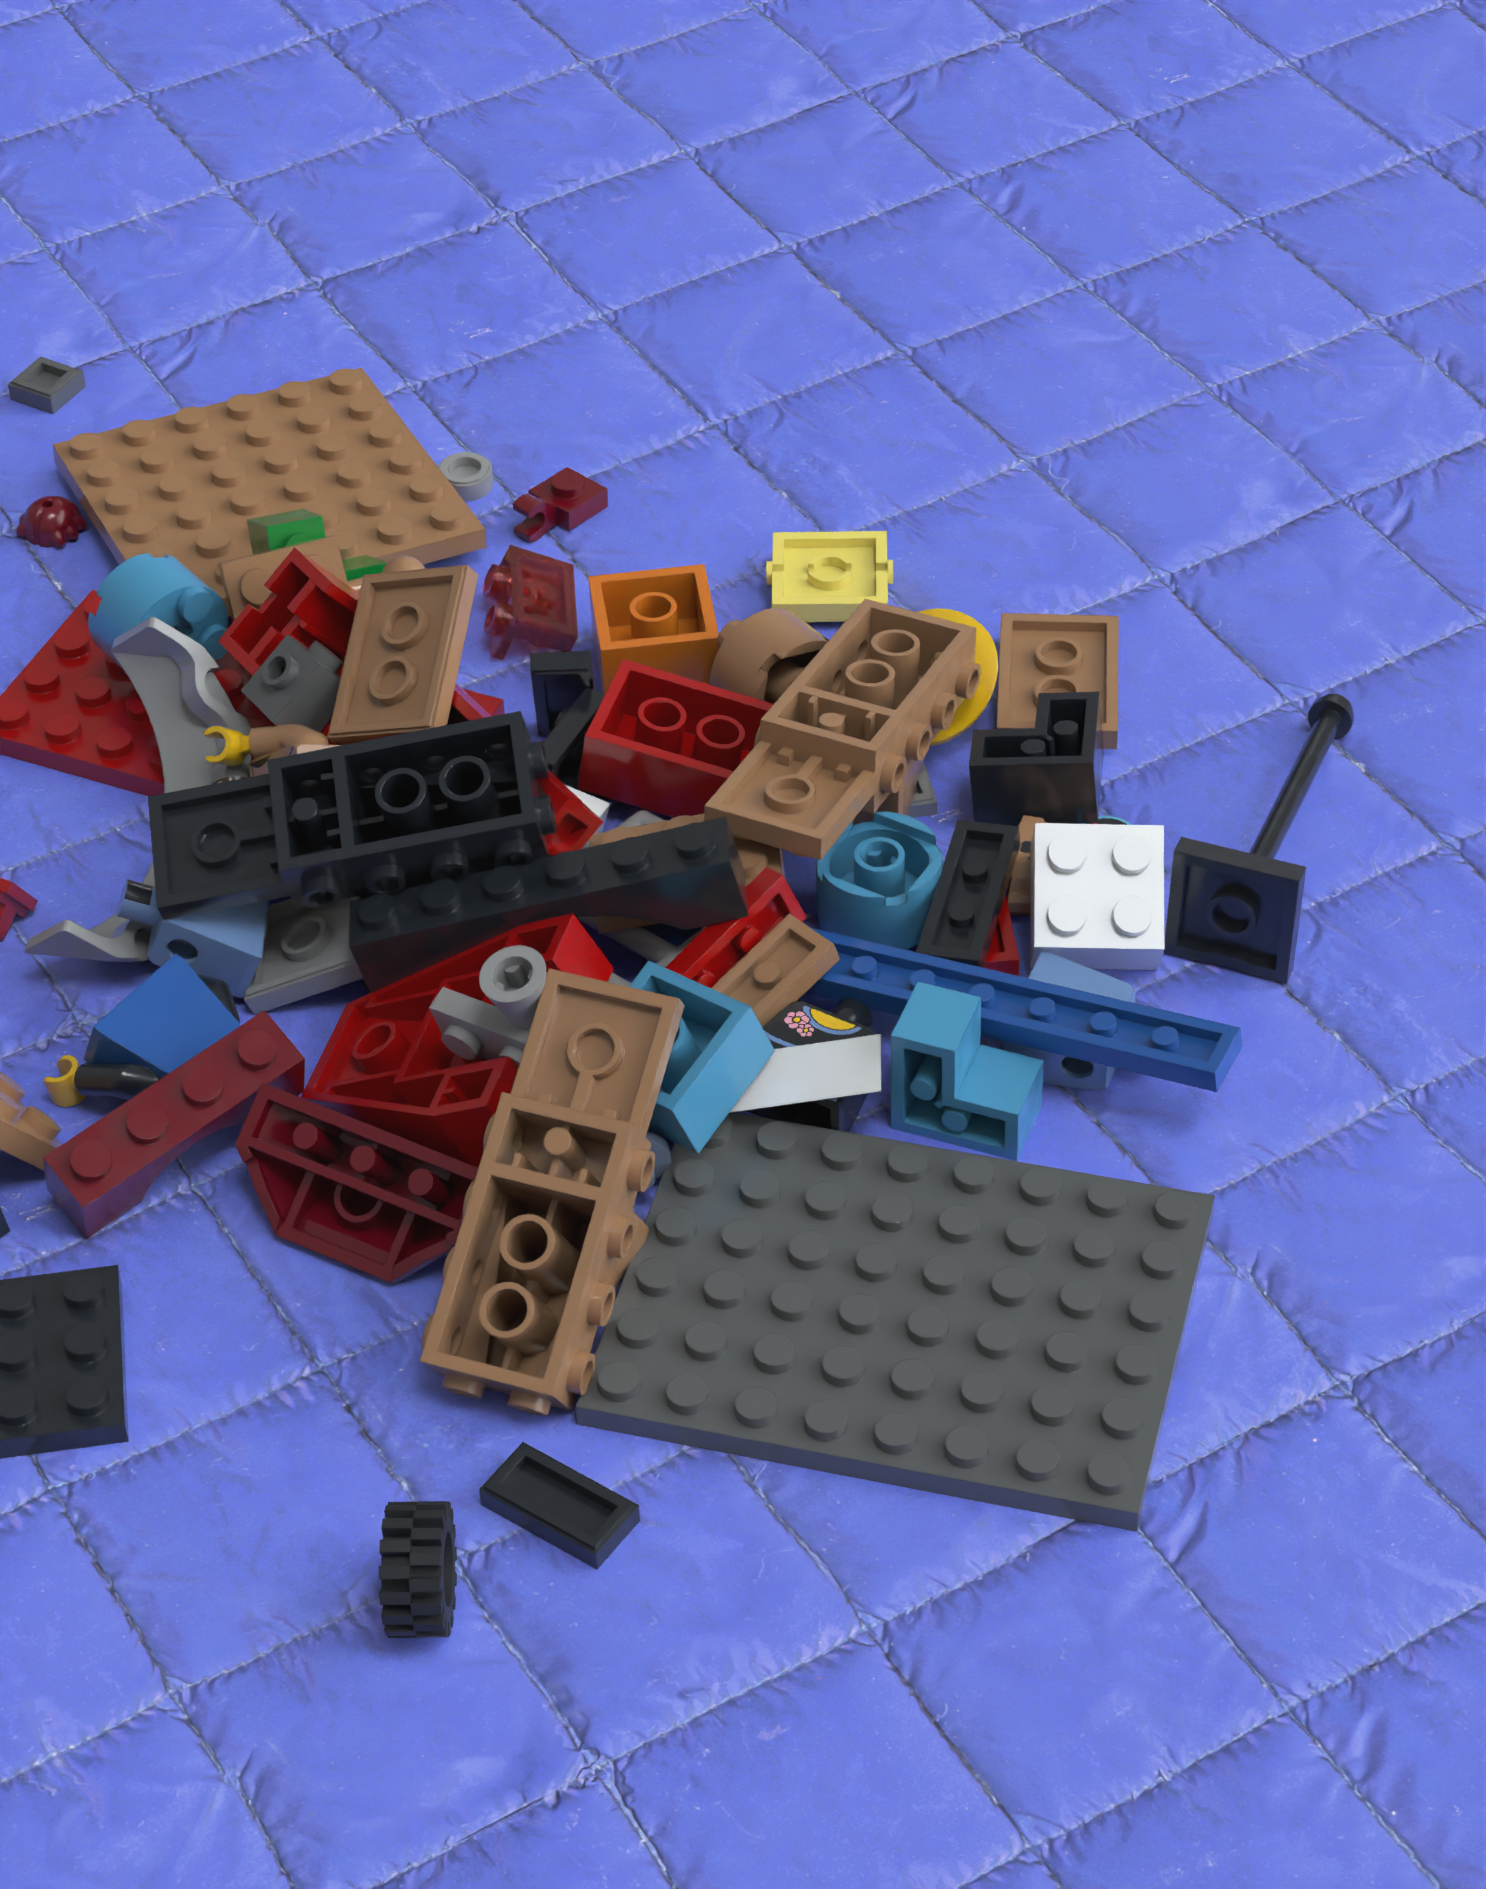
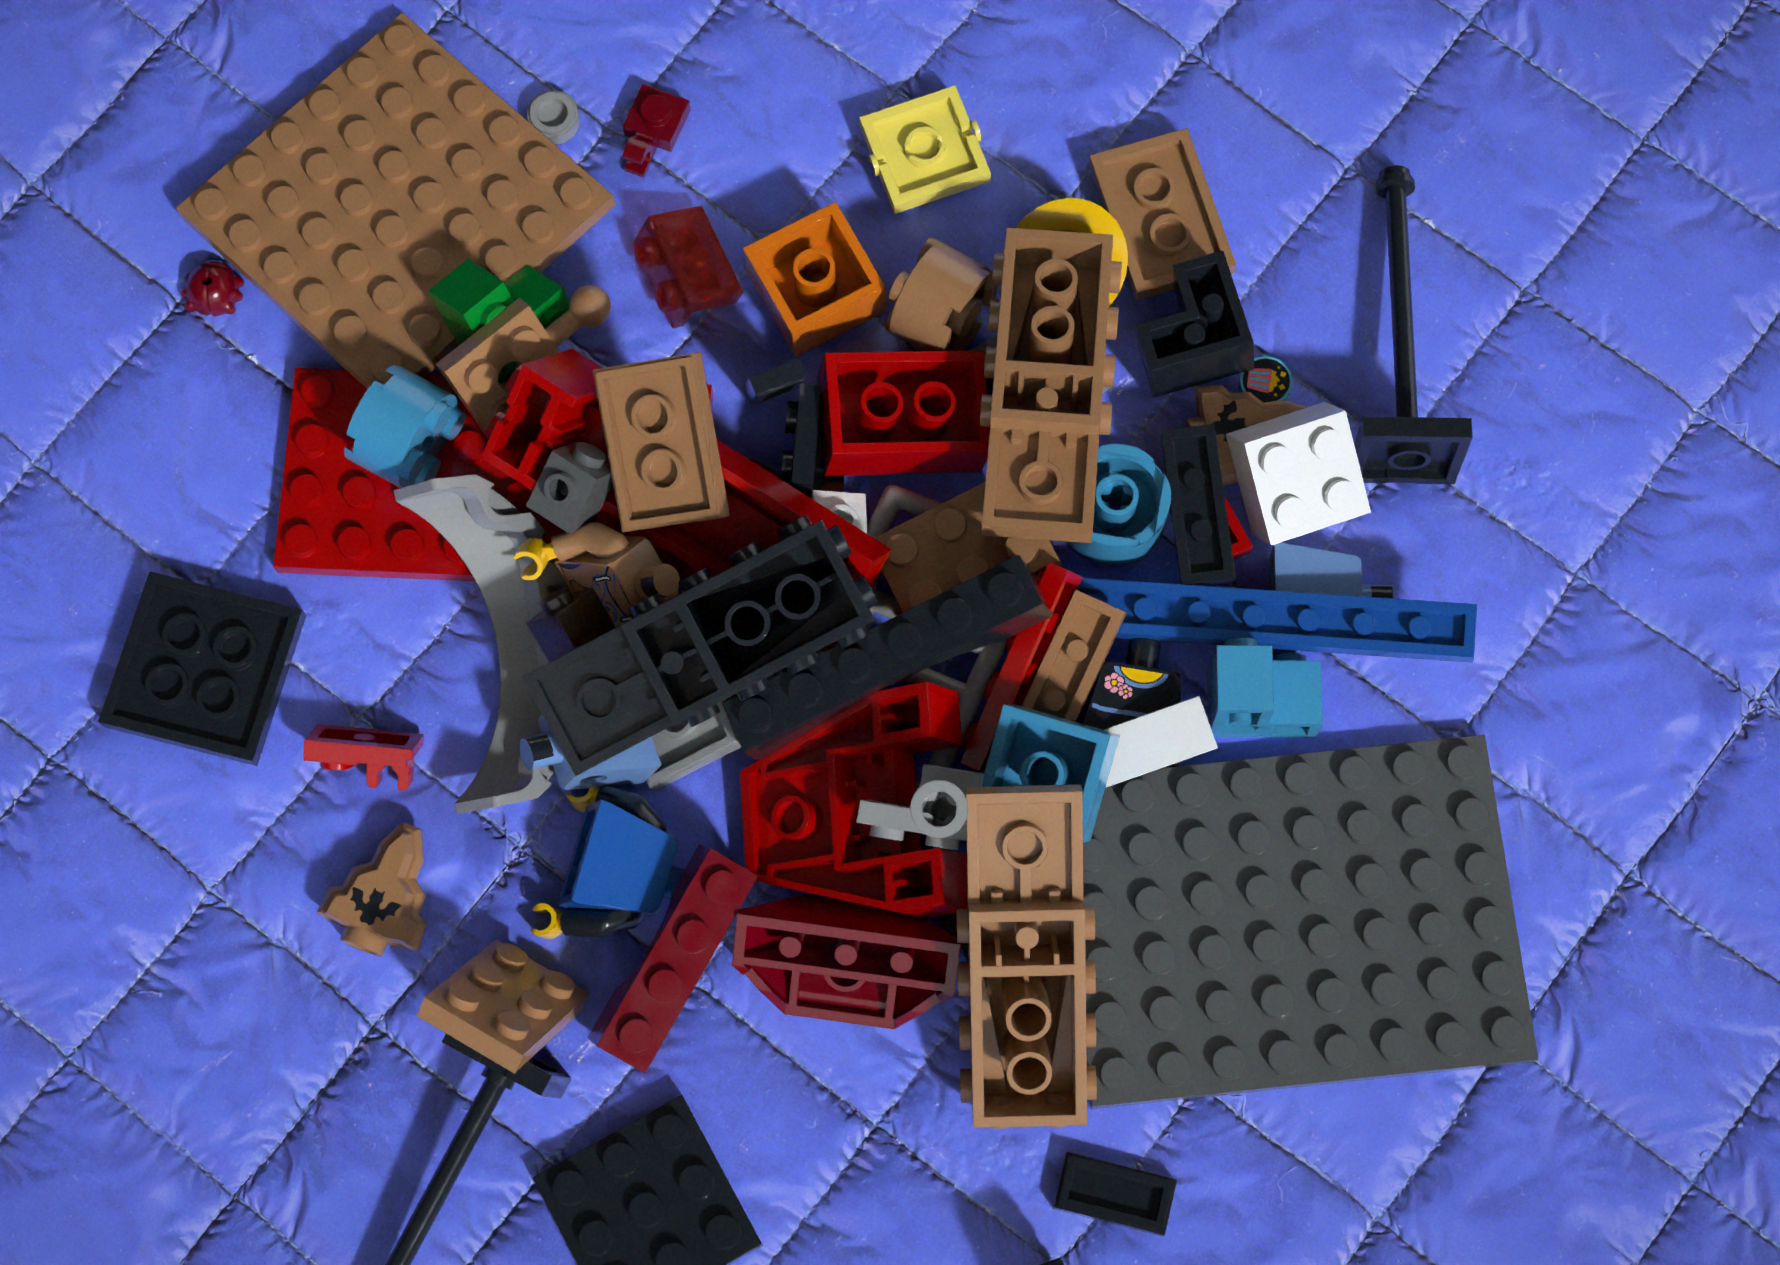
camera: 20 degrees left, 30 degrees up
(46, 385) = (119, 116): dark grey tile -> none

